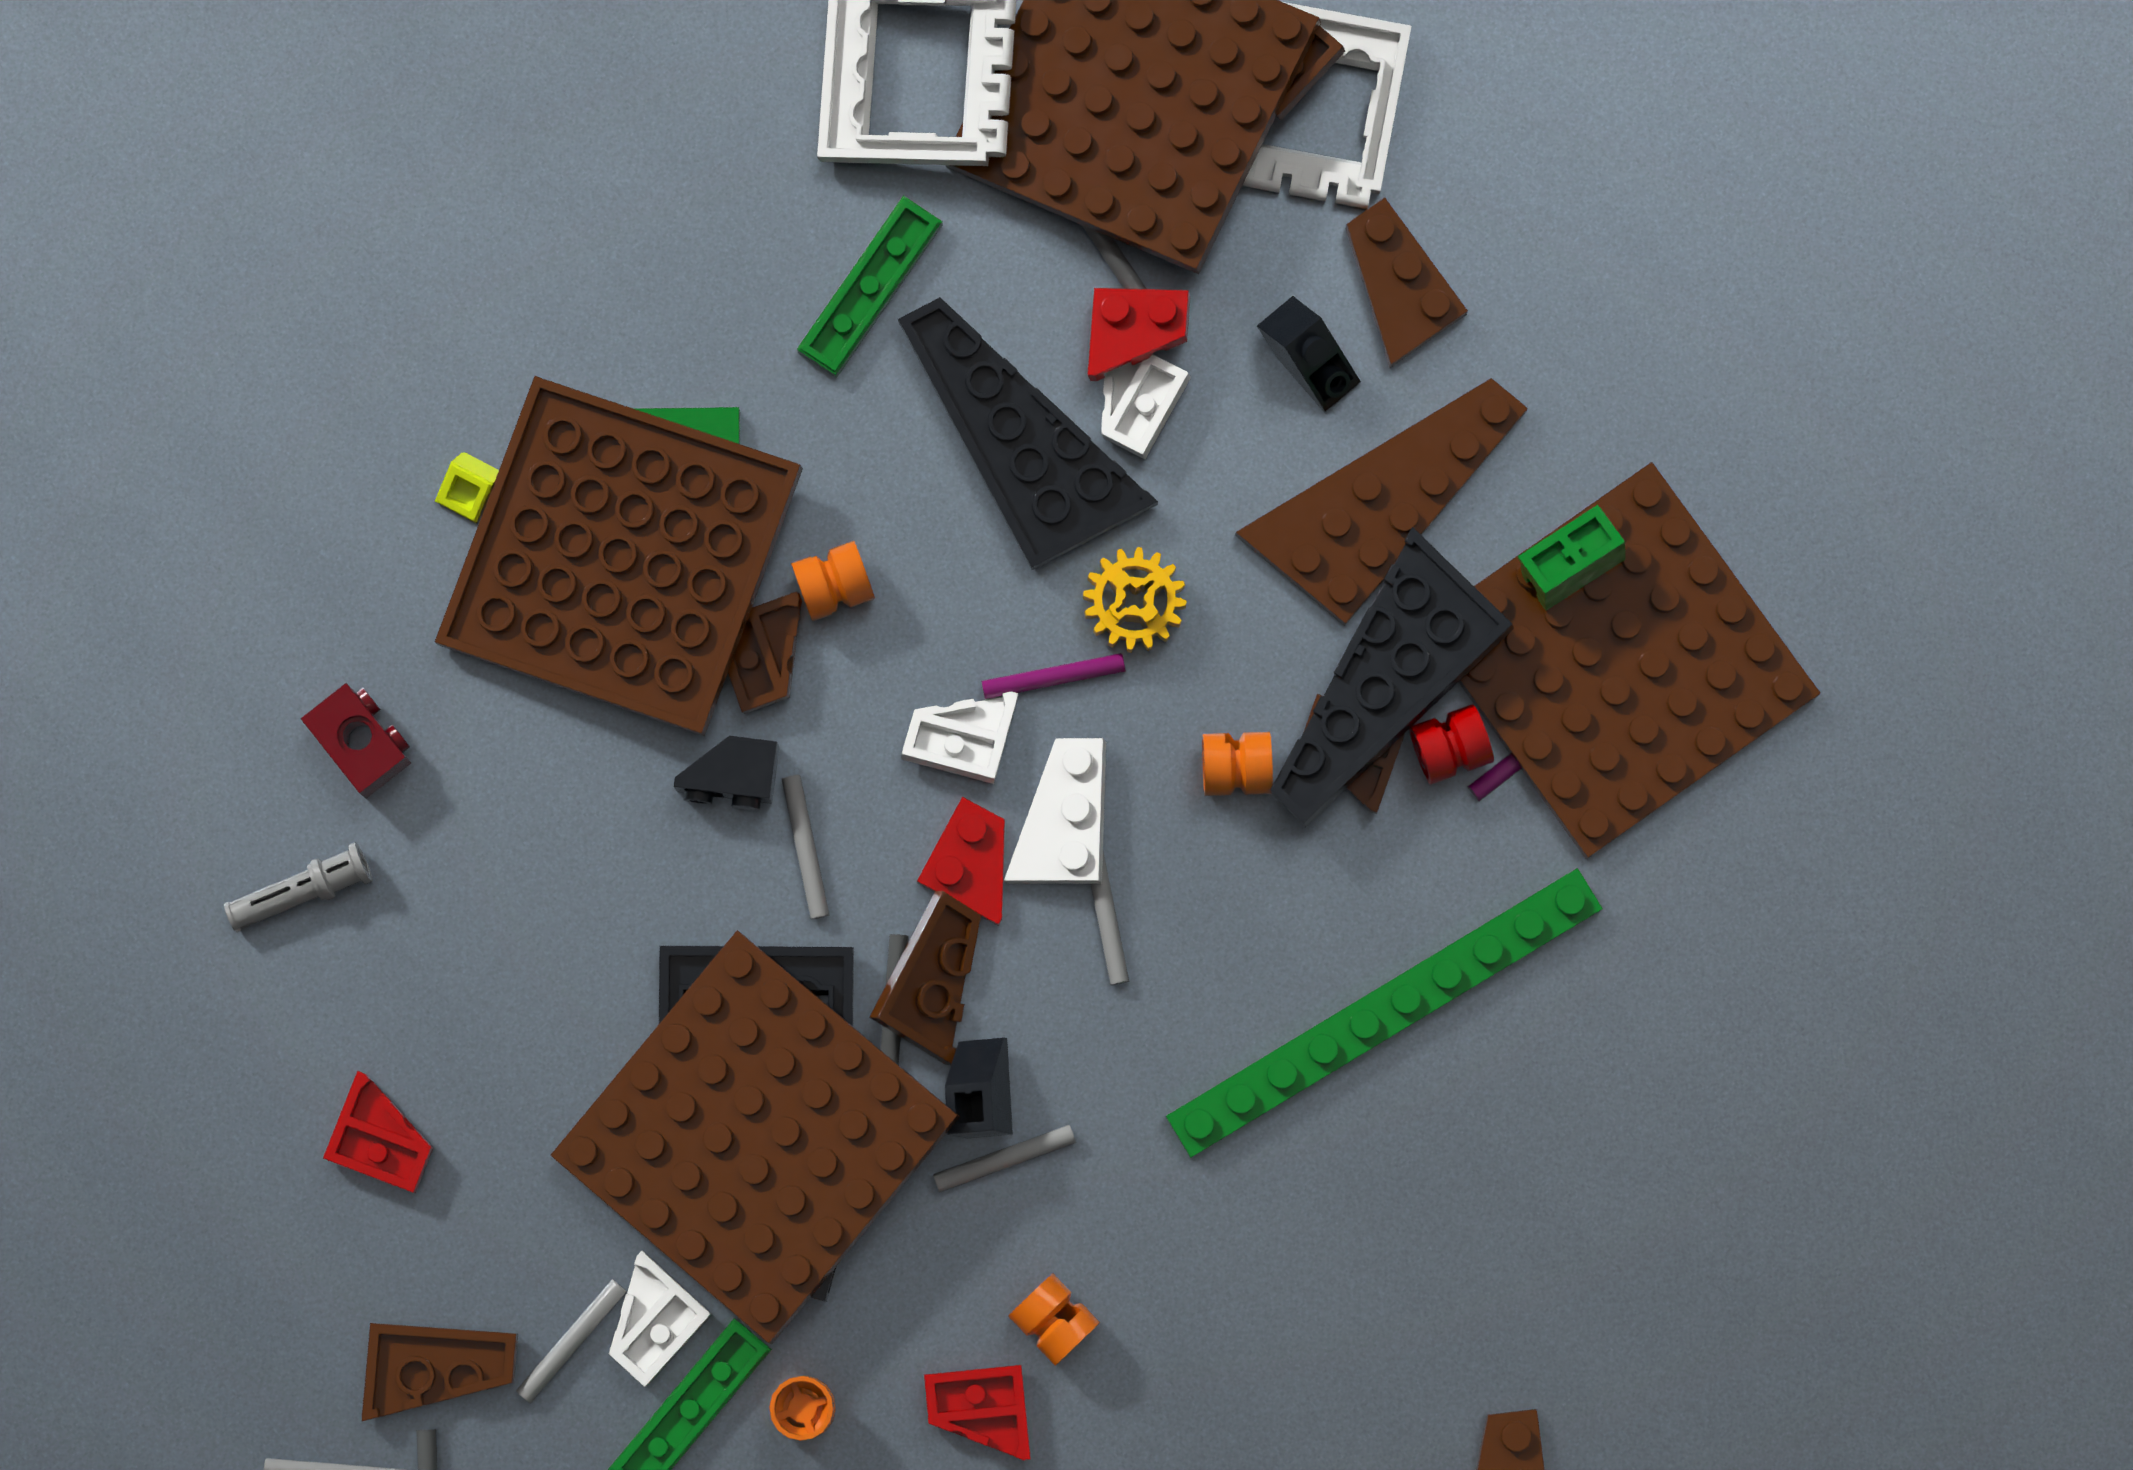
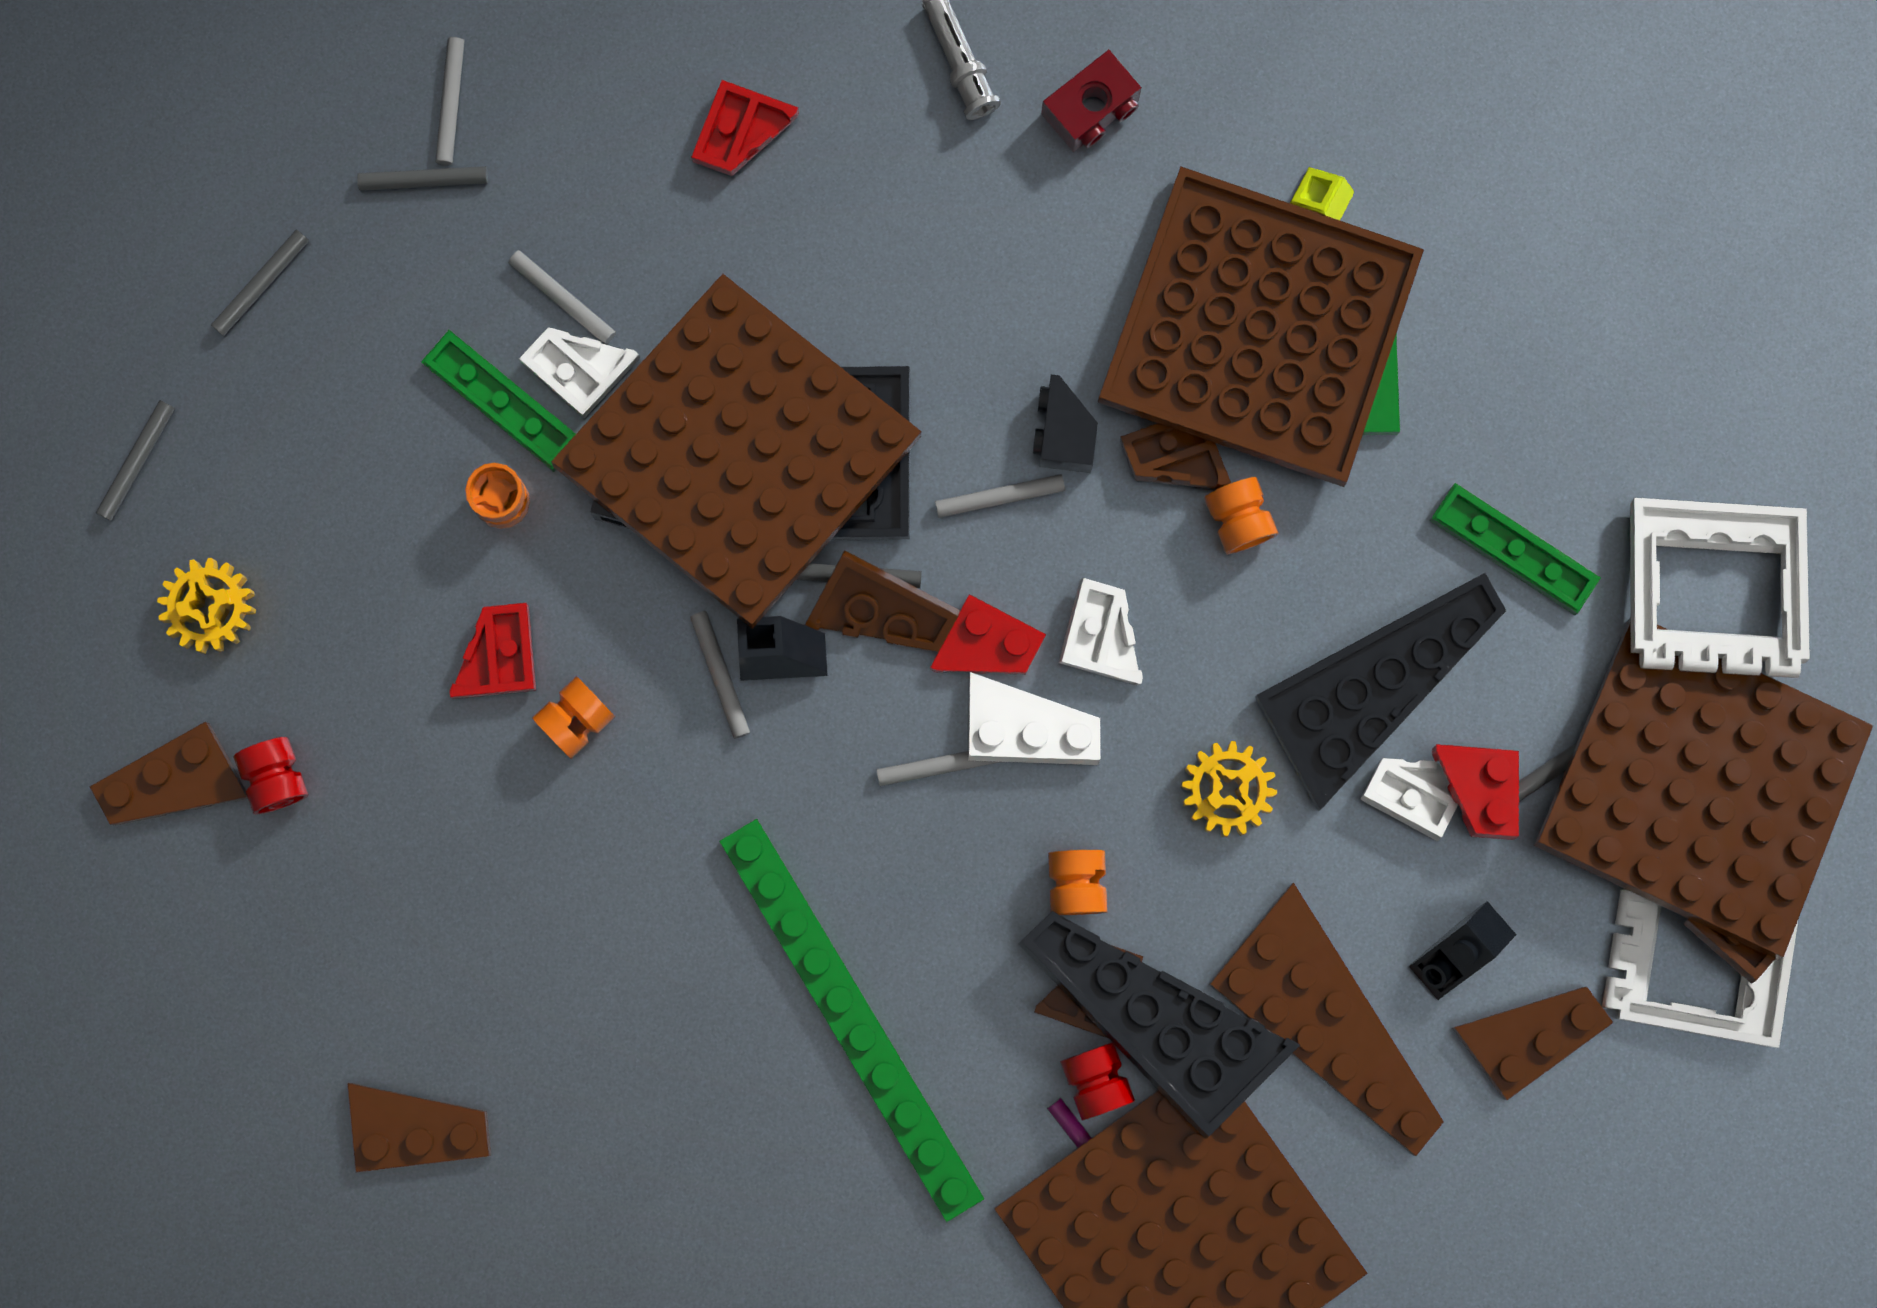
camera: 90 degrees right, 0 degrees up
(432, 1364) = (542, 177): reddish brown wing -> none
(1053, 676) = (1158, 717): magenta bar -> none
(1572, 557) = (1273, 1195): green hinge -> none

